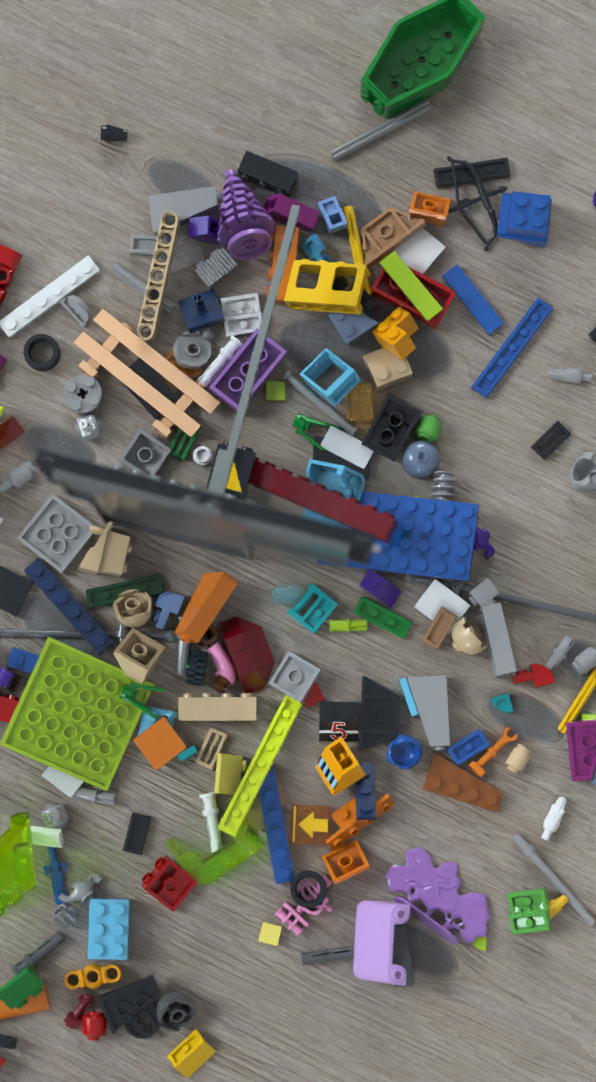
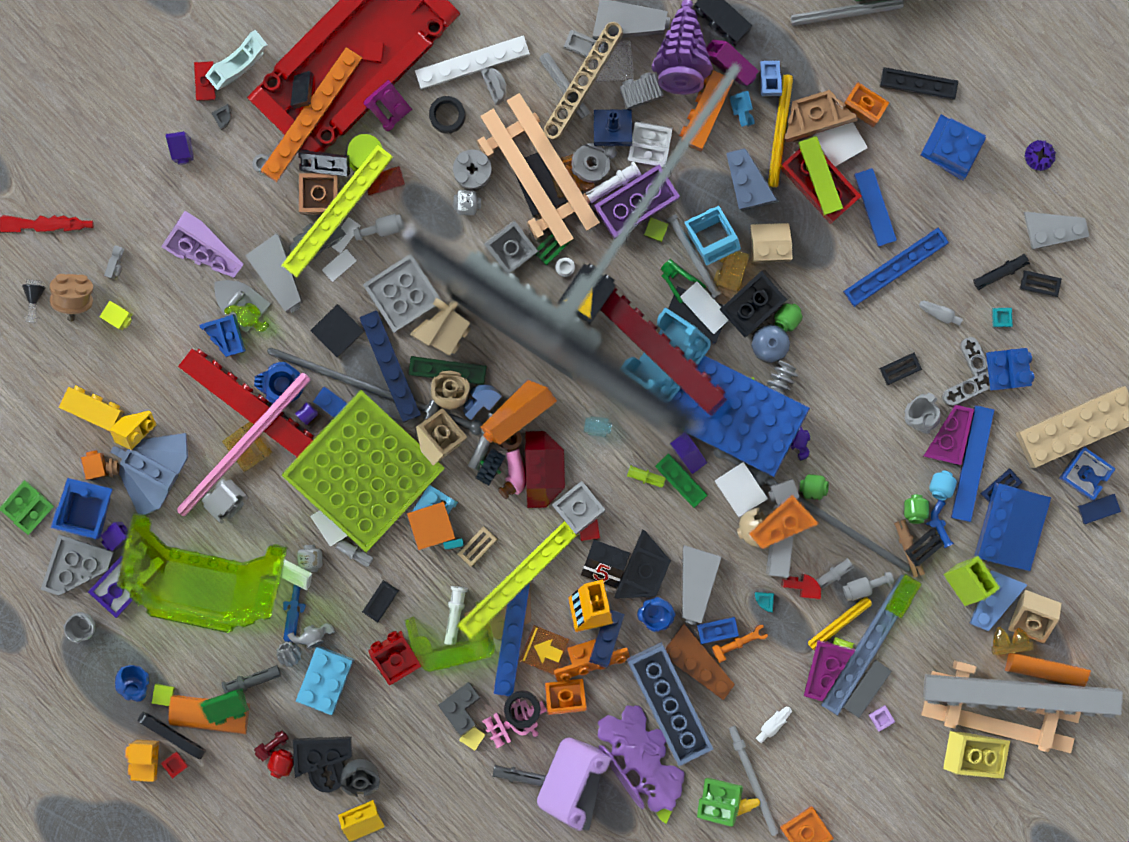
camera: 20 degrees right, 5 degrees up
(84, 973) = (286, 713): light orange piece -> none
(129, 694) = (418, 469): green plant -> none
(204, 229) = (642, 50): dark purple slope -> none
(217, 708) = (496, 512): tan brick -> none
(229, 773) = (485, 577): light yellow slope -> none
(244, 910) = (455, 708): none -> dark grey plate
(317, 612) = (622, 454): teal plate -> none
(323, 297) = (732, 156): yellow window -> none
(369, 304) = (765, 164): black wing -> none
(395, 333) = (789, 214): light orange brick -> none
(408, 697) = (678, 574): medium azure tile -> none
(439, 628) = (730, 509): medium nougat tile -> none
(448, 833) = (670, 704): none -> sand blue brick
(466, 204) = (903, 112): black piece -> none
(493, 621) = (782, 522): none -> orange wing
(510, 579) = (814, 487): none -> bright green head
(518, 759) = (760, 658): tan brick -> none

